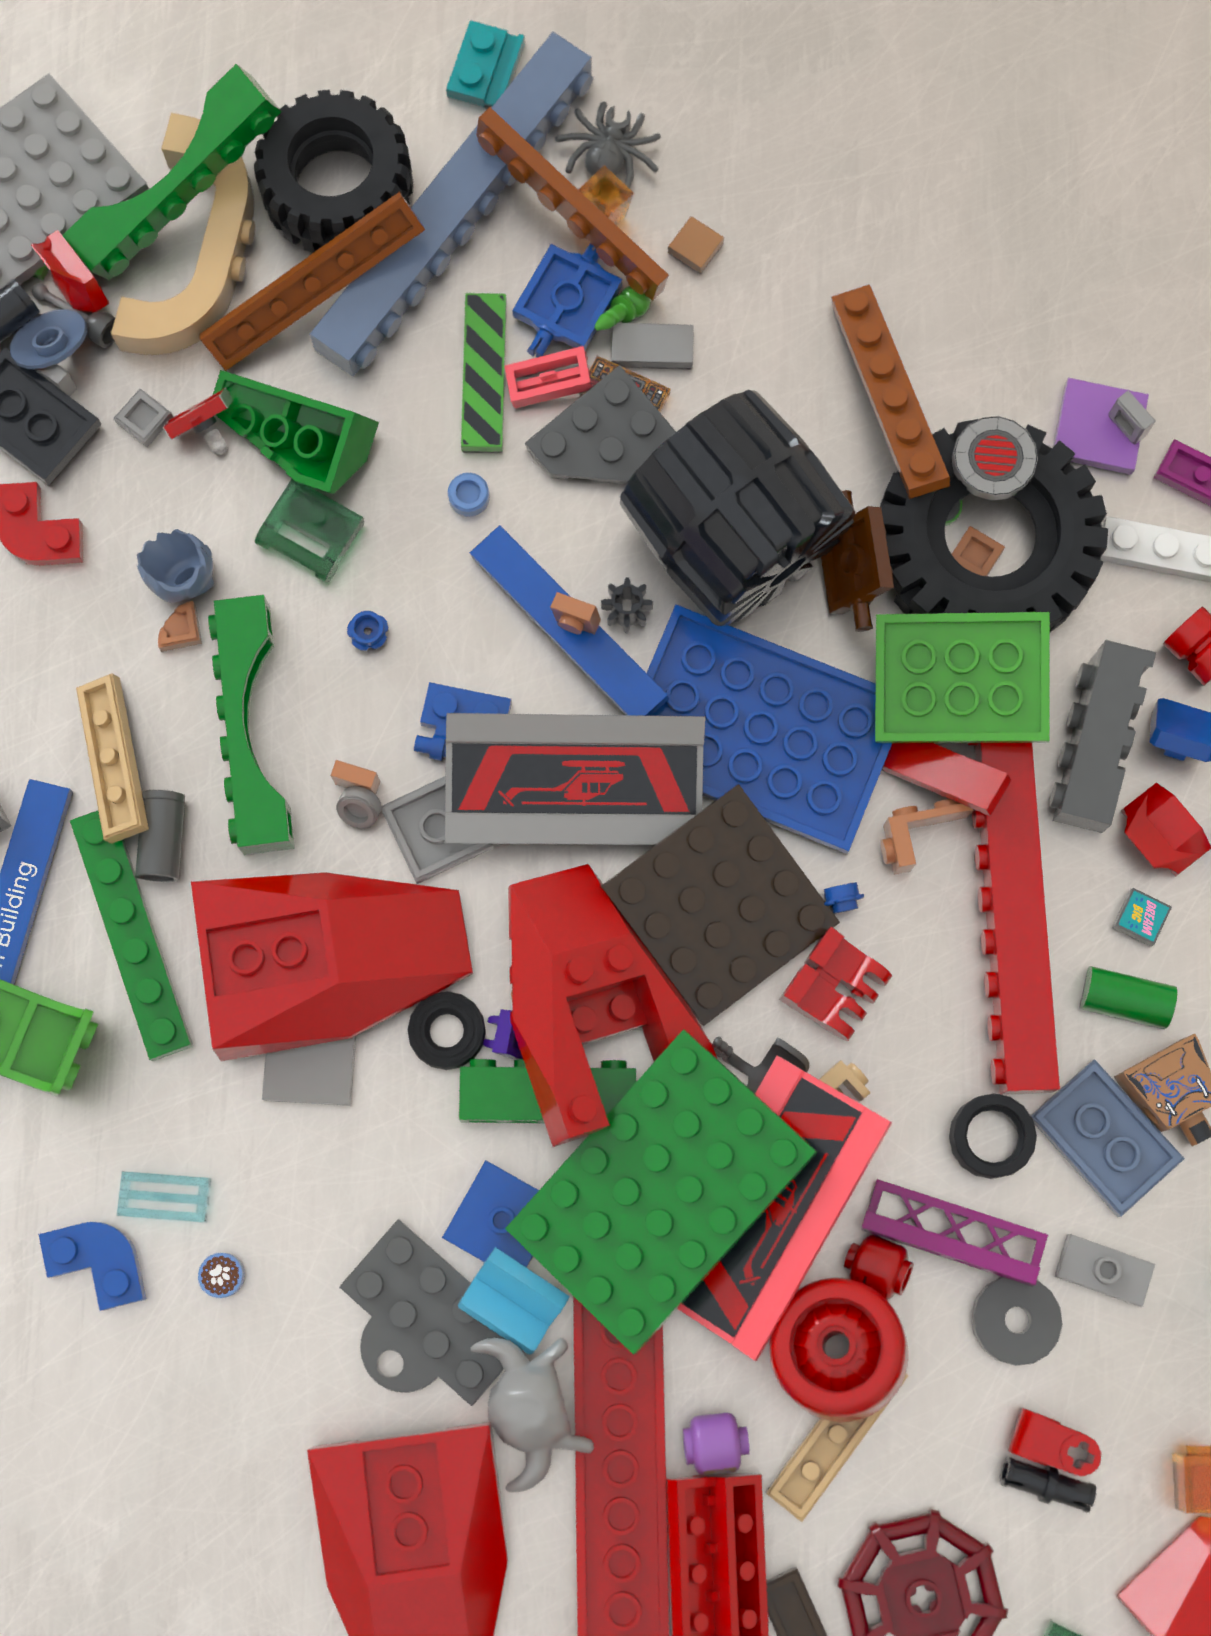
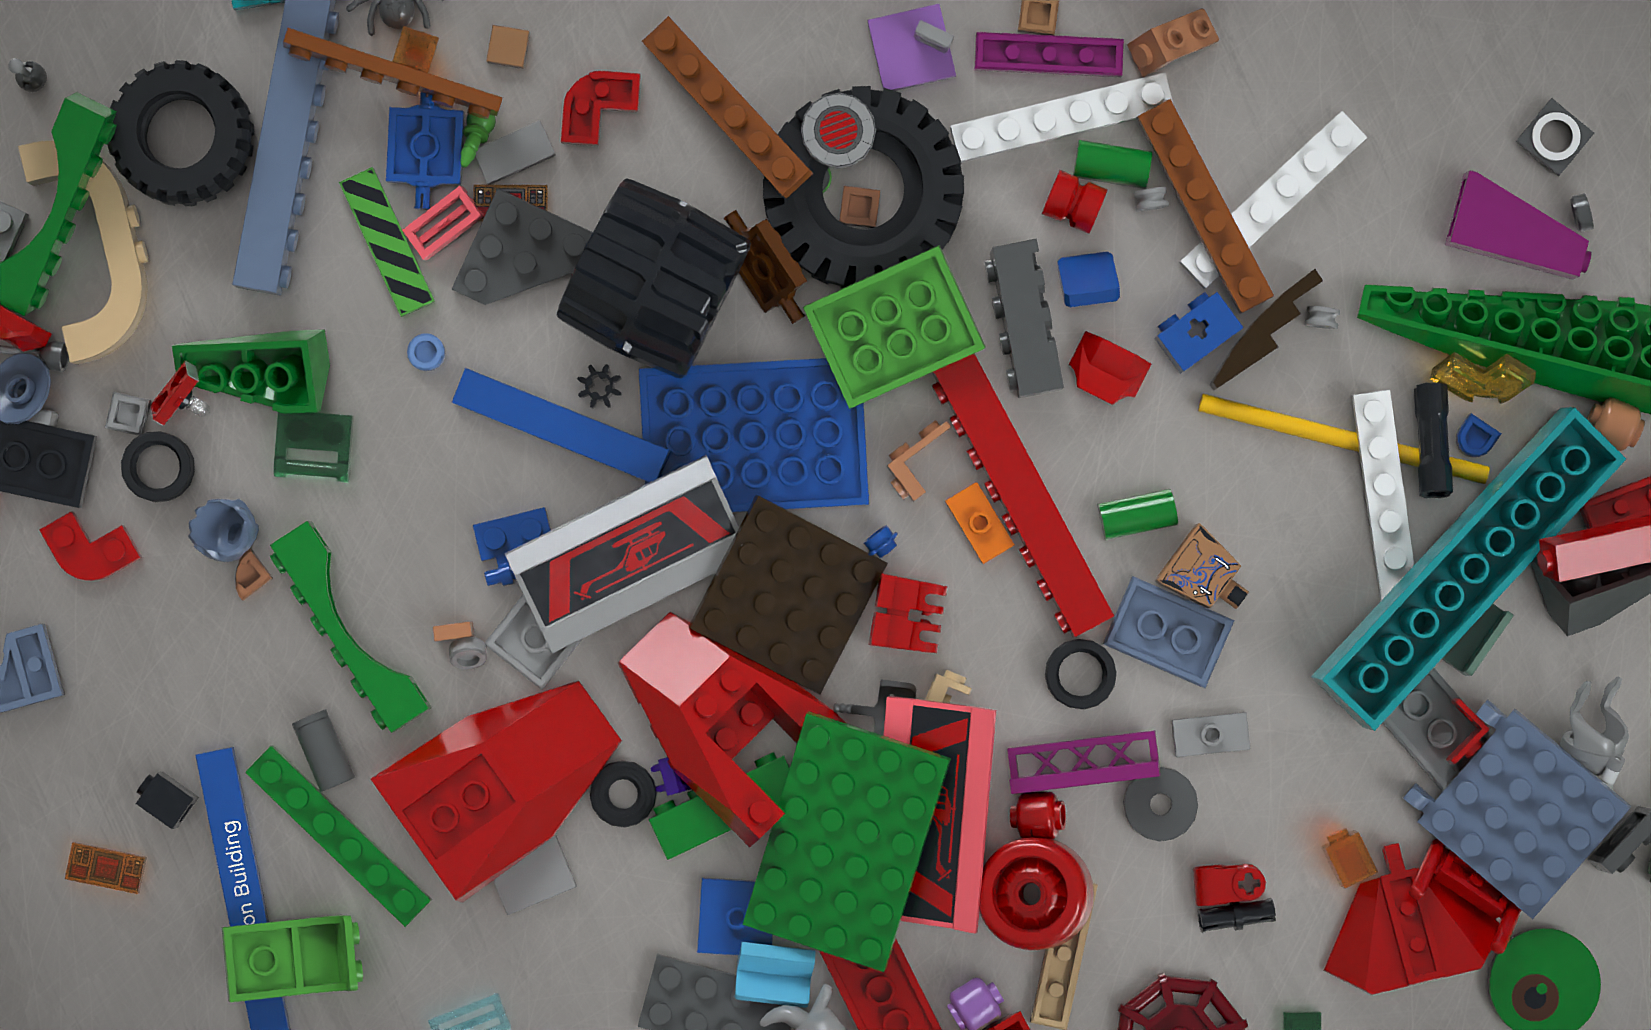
camera: 30 degrees left, 10 degrees up
(112, 758) = (253, 708): tan tile -> none
(134, 450) = (129, 469): none -> black tyre
(216, 57) = (23, 73): none -> dark grey hinge
(312, 281) = (212, 240): dark orange plate -> none
(365, 620) = (392, 508): blue plate -> none
(575, 614) = (564, 421): nougat plate -> none
(756, 325) = (592, 94): none -> red plate
(948, 774) = (919, 407): tile -> none
(955, 927) = (979, 523): none -> orange plate
(1142, 917) = (1121, 444): tile -> none

